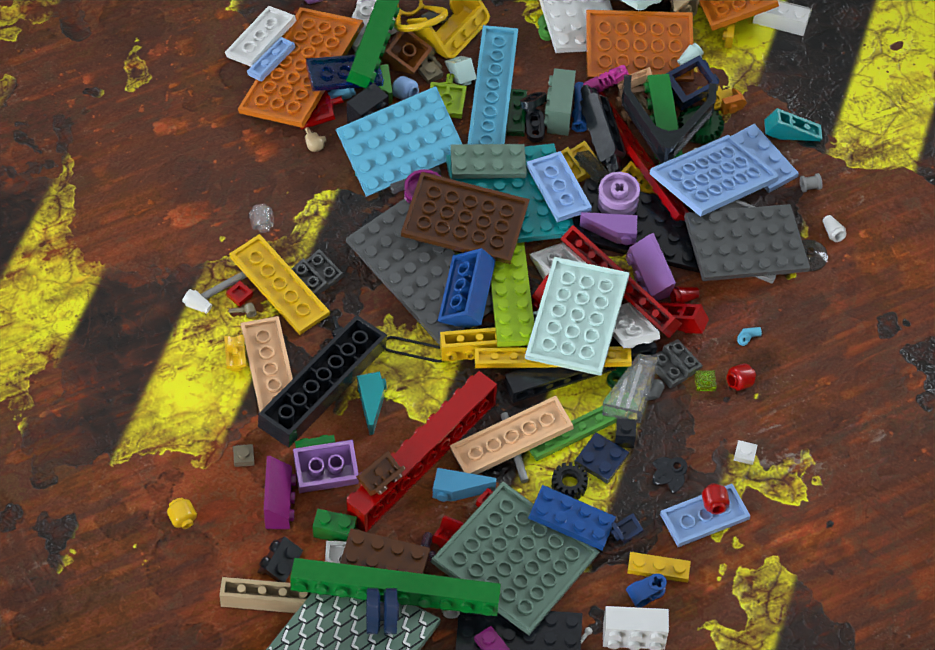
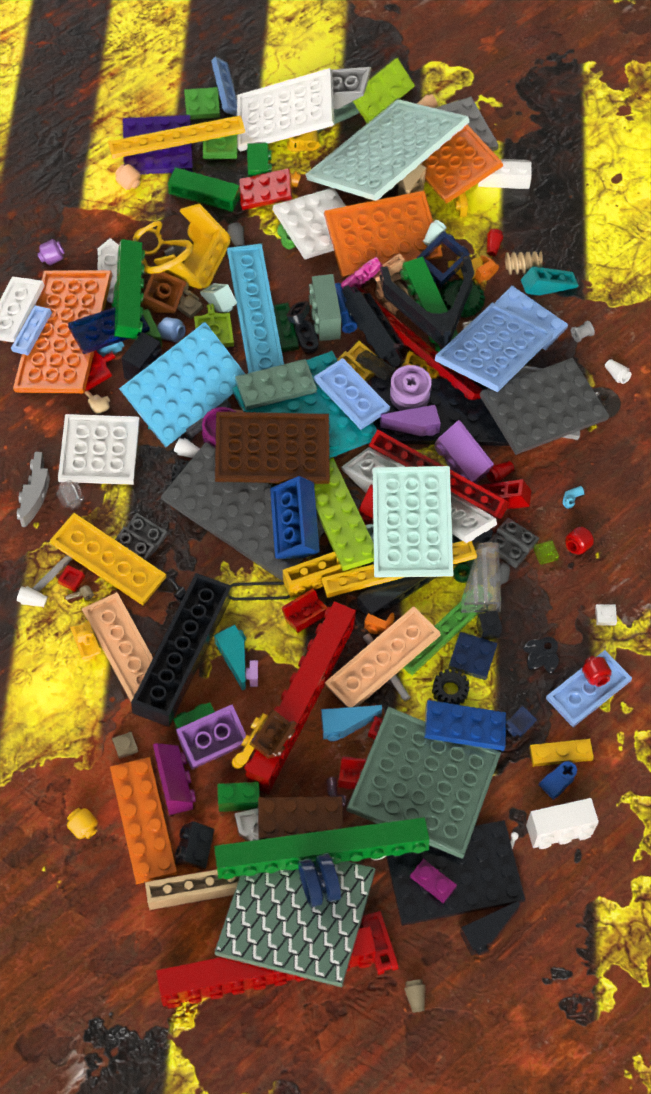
camera: 15 degrees left, 5 degrees up
(229, 207) = (35, 492): none -> light grey slope
(239, 525) = (143, 820): none -> orange plate
(302, 183) = (99, 449): none -> white plate
(345, 489) = (241, 758): none -> yellow plate
(383, 420) = (252, 673): none -> lavender plate
(384, 200) = (186, 448): none -> white cone
(449, 375) = (304, 611): none -> red bracket
(497, 14) = (236, 234): none -> dark grey cone
(515, 405) = (376, 625): none -> orange plate
(750, 77) = (494, 240): none -> red cone
(771, 104) = (522, 262): none -> tan piece

